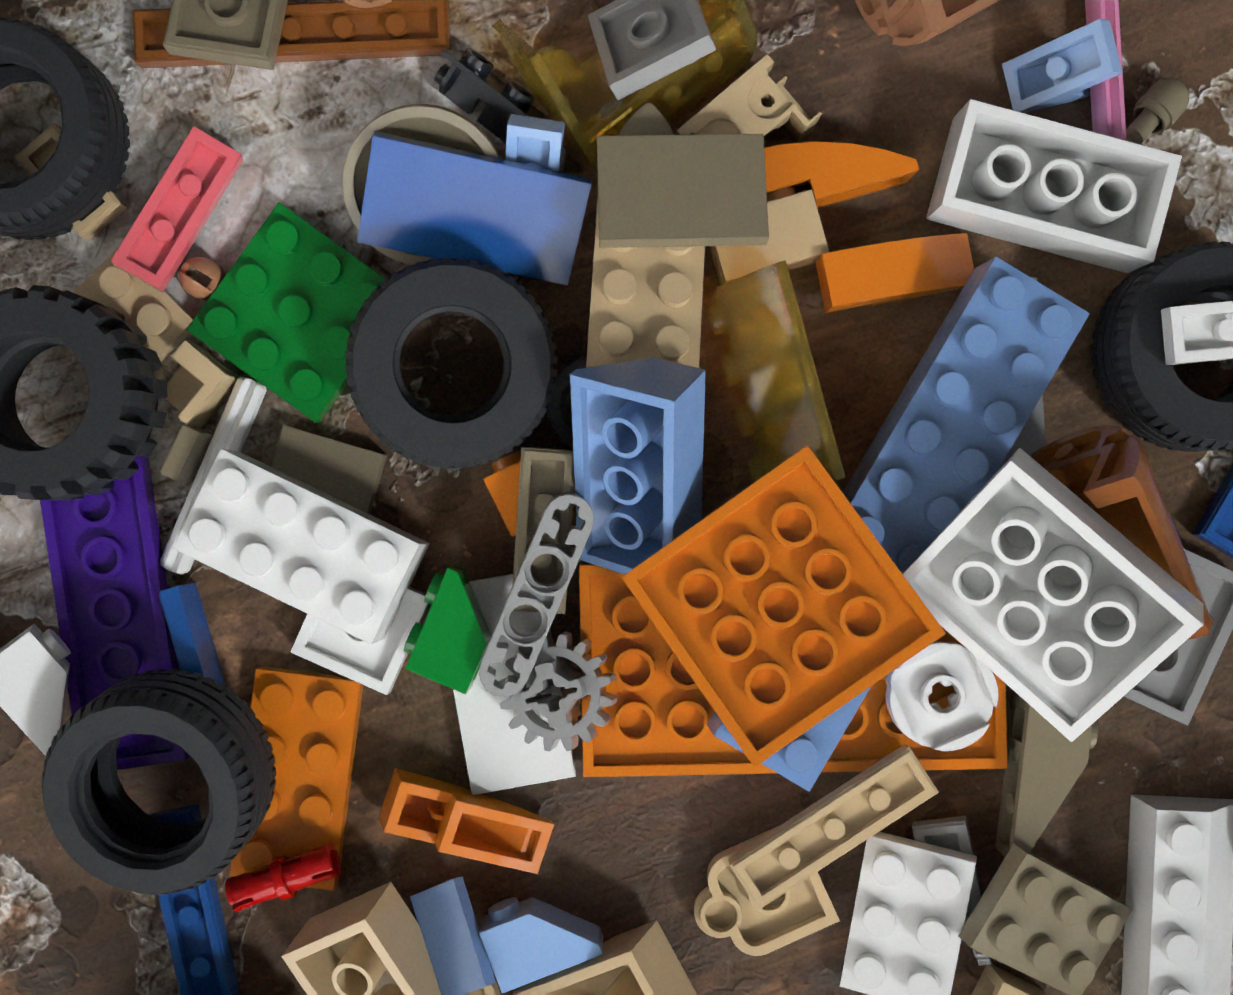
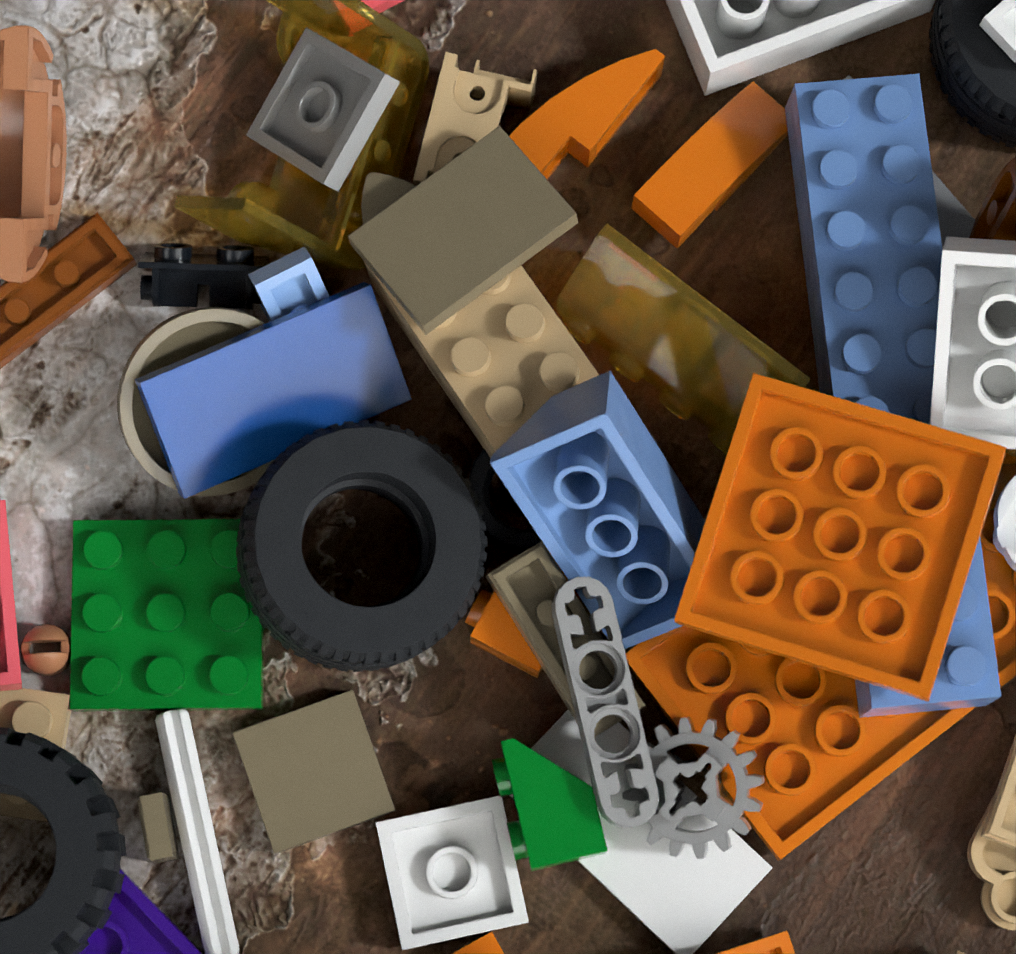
camera: 35 degrees left, 10 degrees down
(199, 384) = (120, 752): tan panel -> none
(301, 546) = (342, 826): white brick -> none
(793, 237) = (597, 197): tan brick -> none

